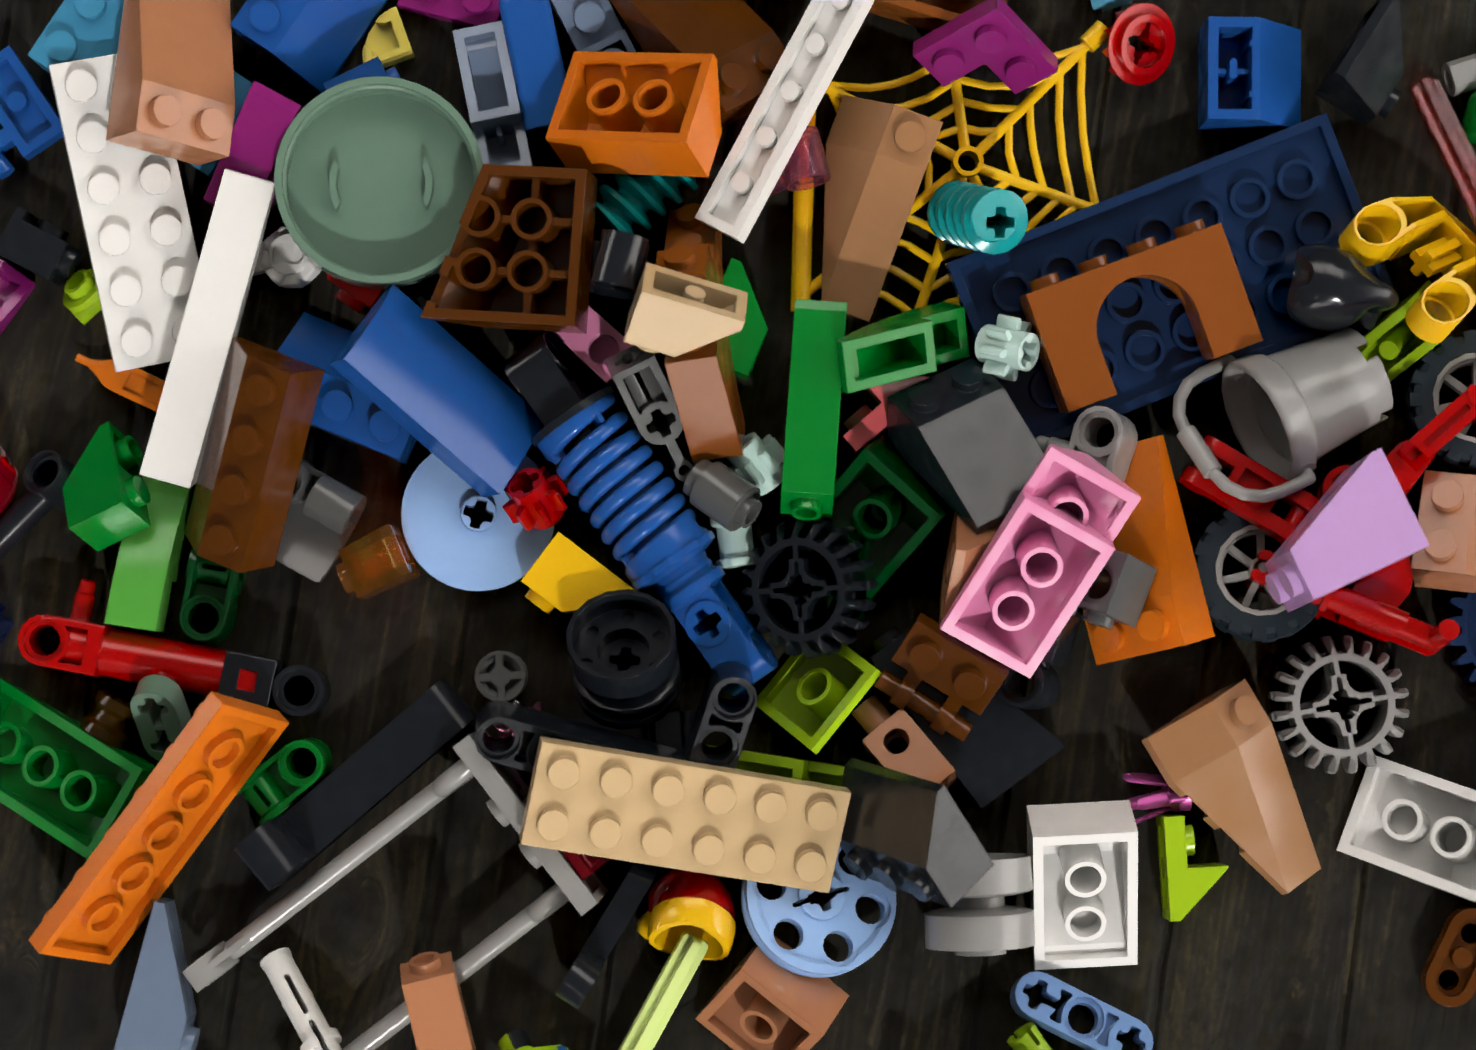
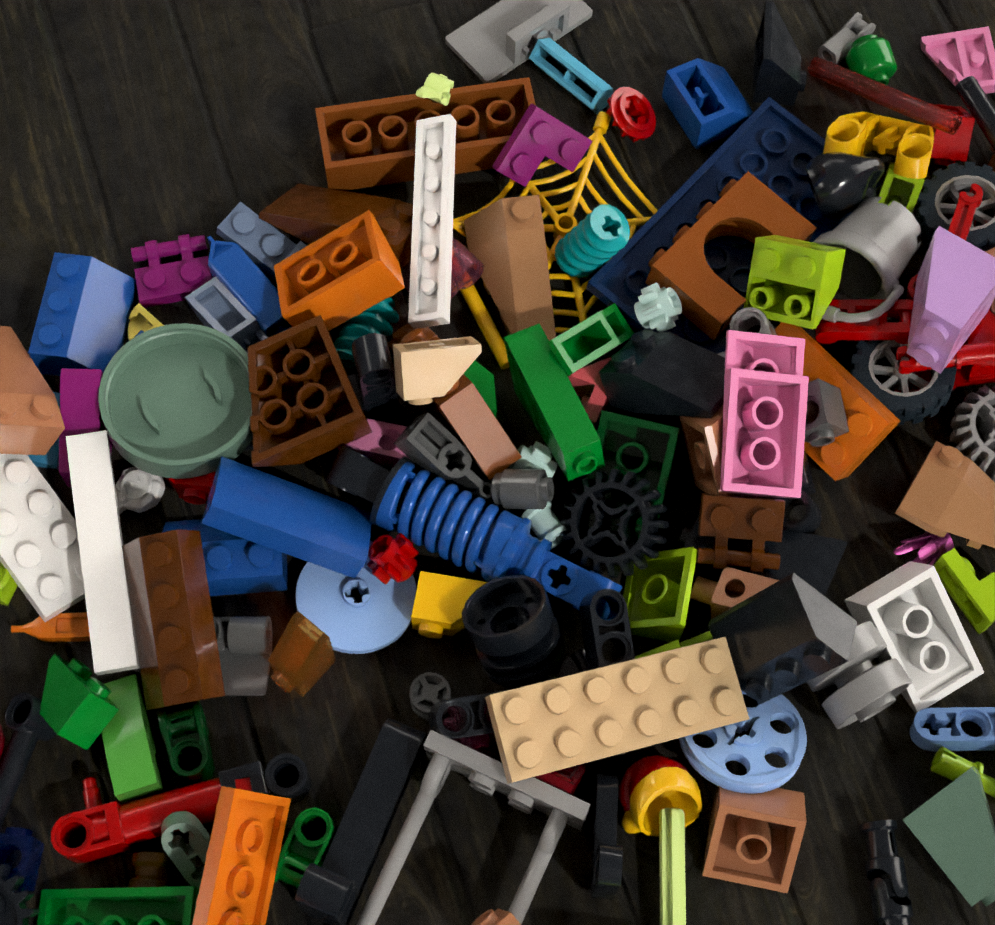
camera: 25 degrees left, 20 degrees down
(1186, 400) = (793, 279): none -> lime slope

